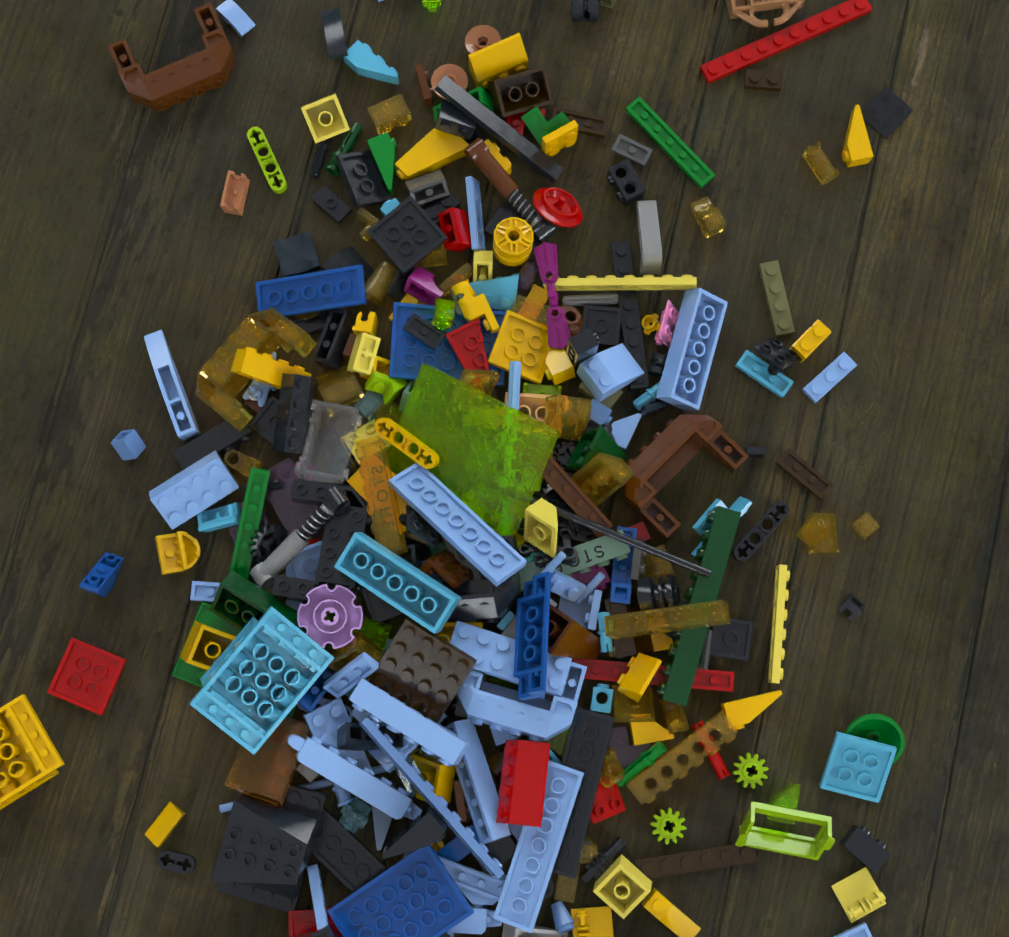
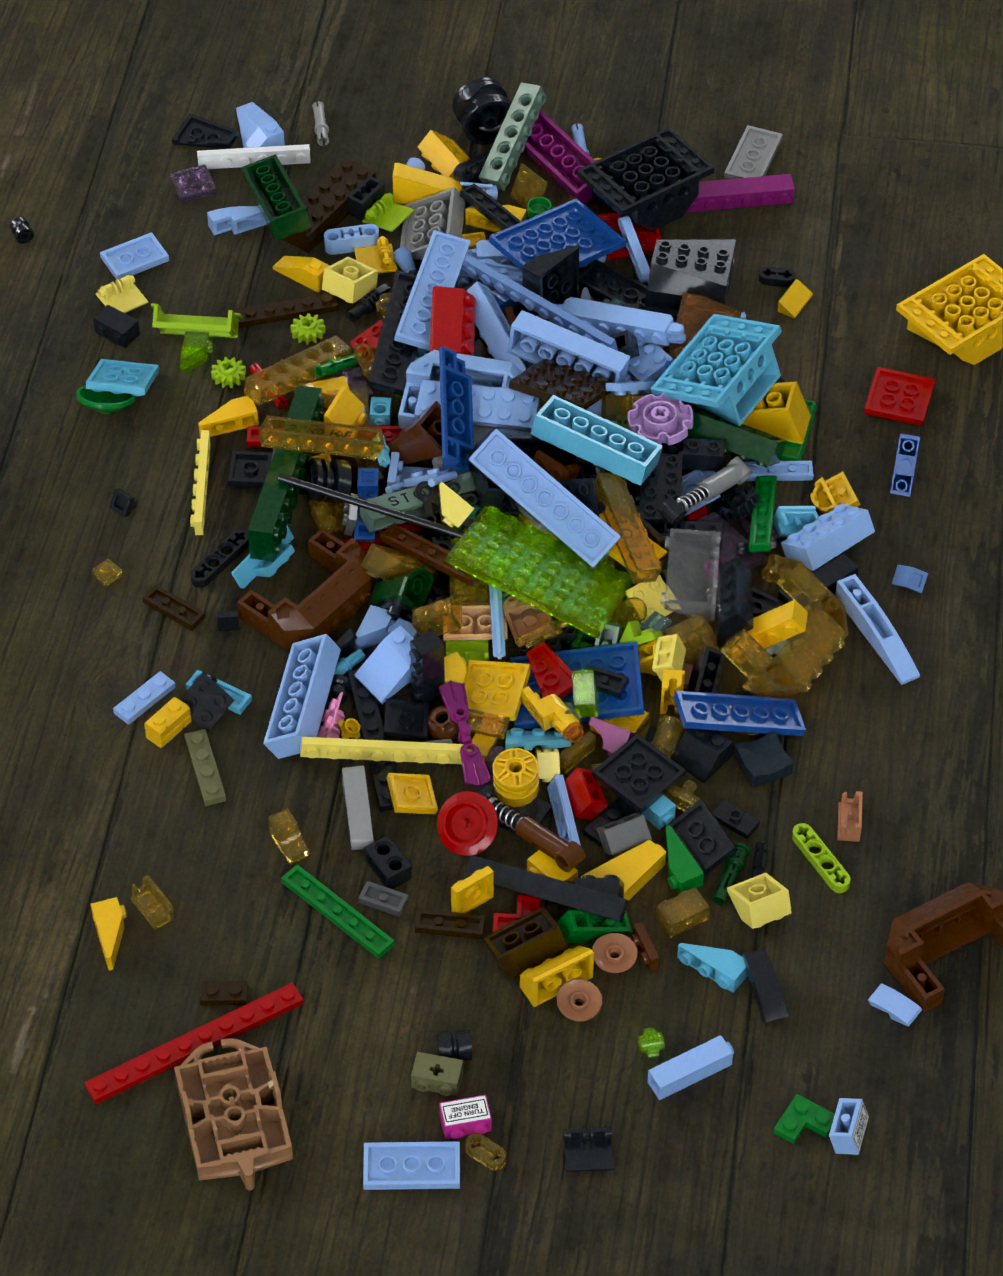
camera: 175 degrees right, 30 degrees down
(405, 445) = (608, 578): yellow beam -> none
(540, 126) = (489, 905): green plate -> none
(601, 249) = (412, 793): none -> yellow tile
(819, 534) = (157, 553): clear yellow slope -> none
(886, 112) = (69, 965): black hinge -> none

